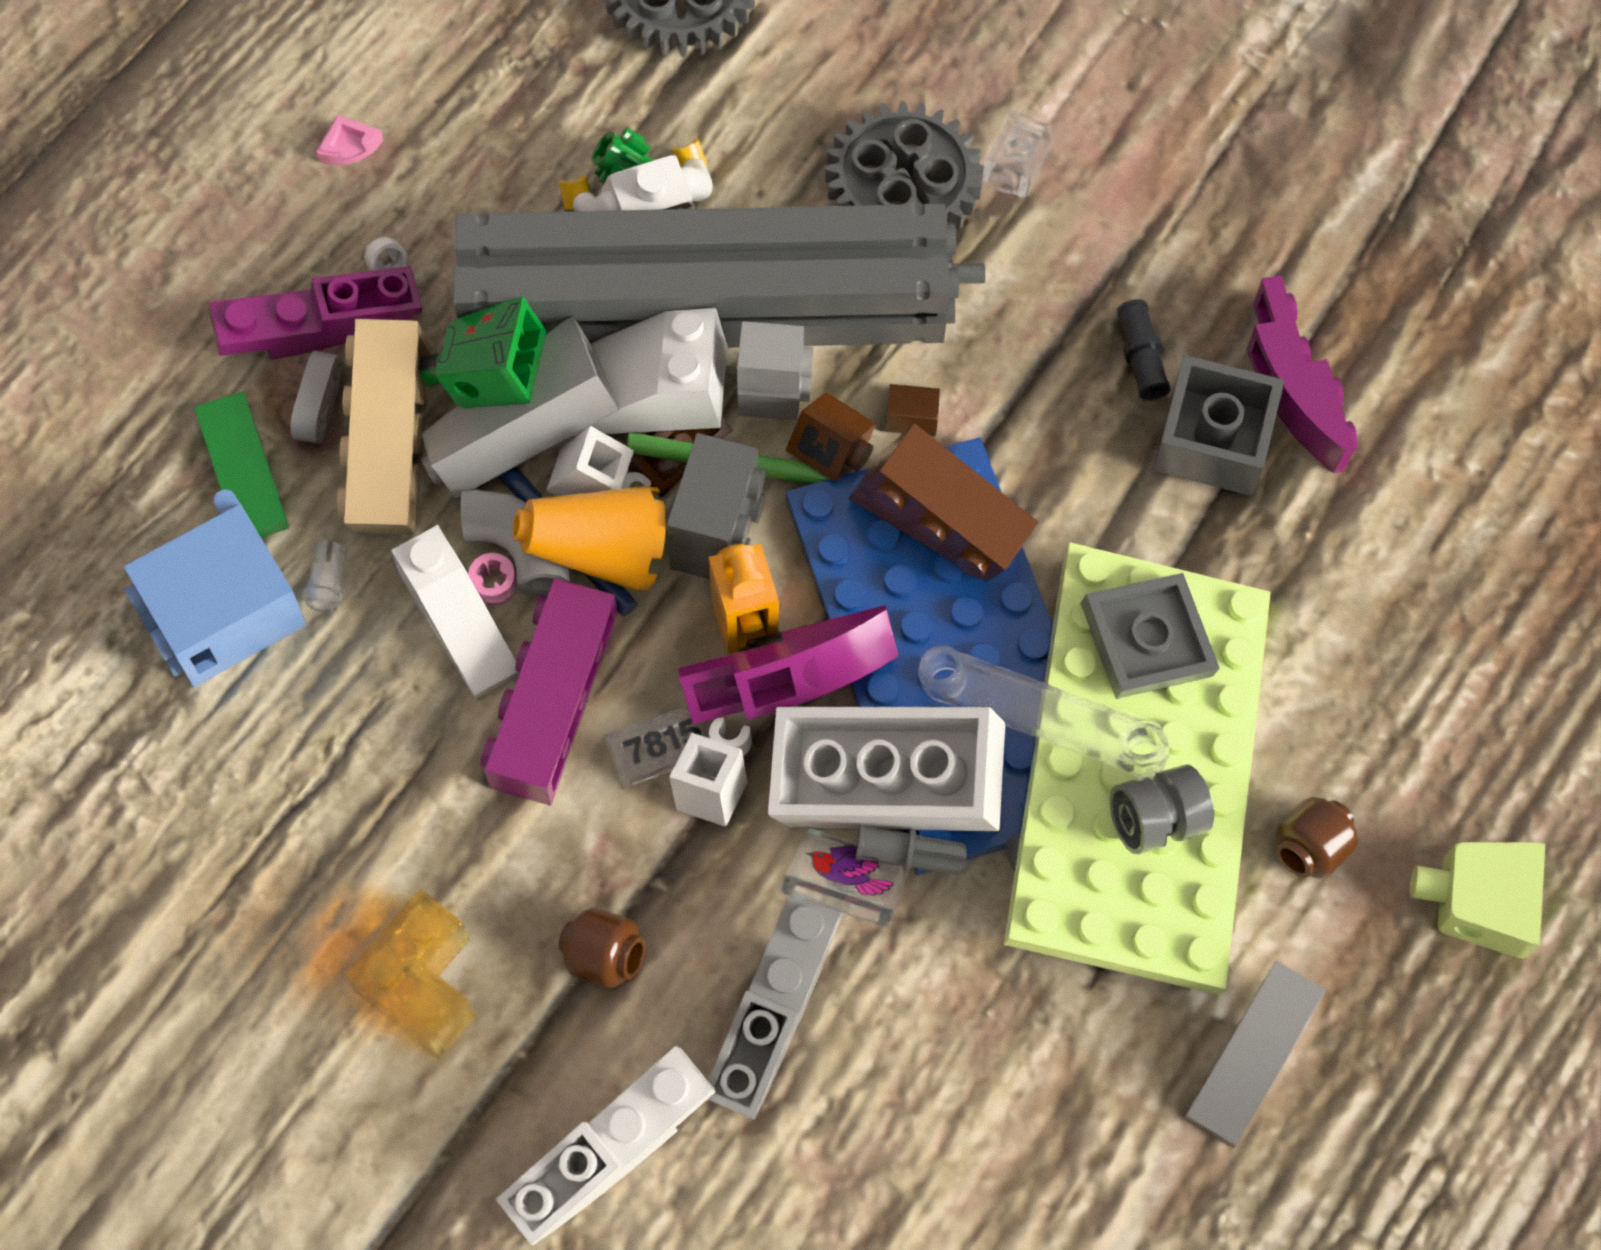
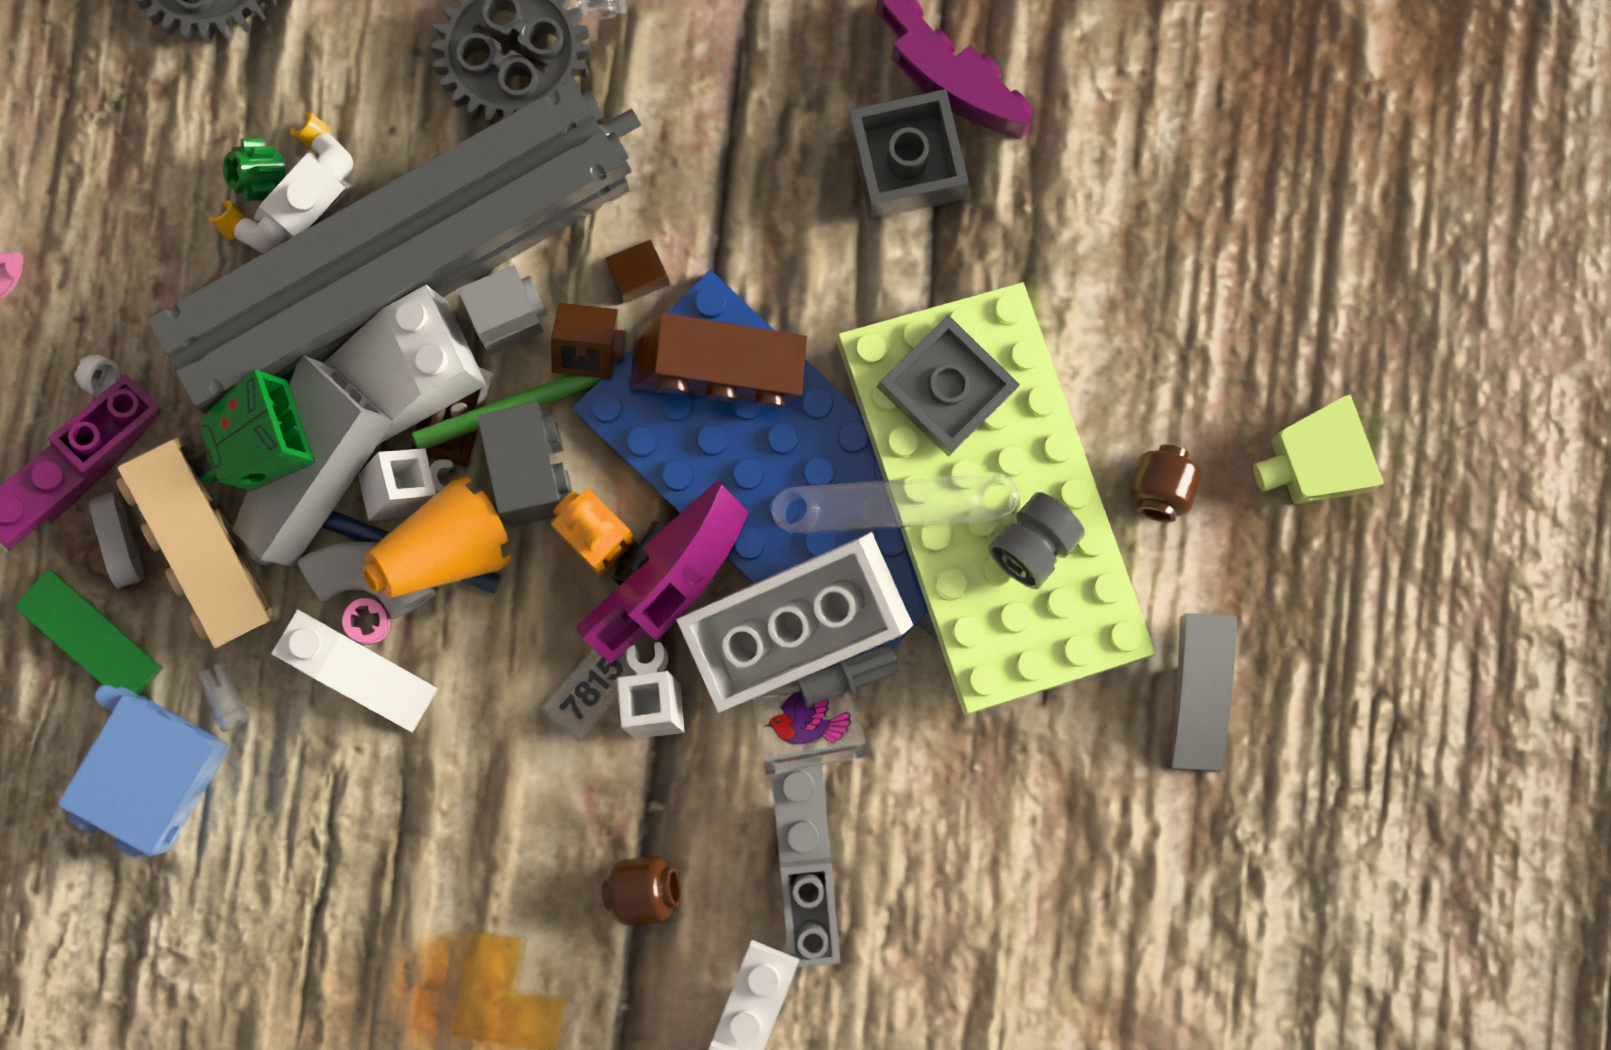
camera: 30 degrees left, 15 degrees up
(550, 691) = (474, 695): magenta brick -> none
(1143, 350) = (806, 111): black pin -> none

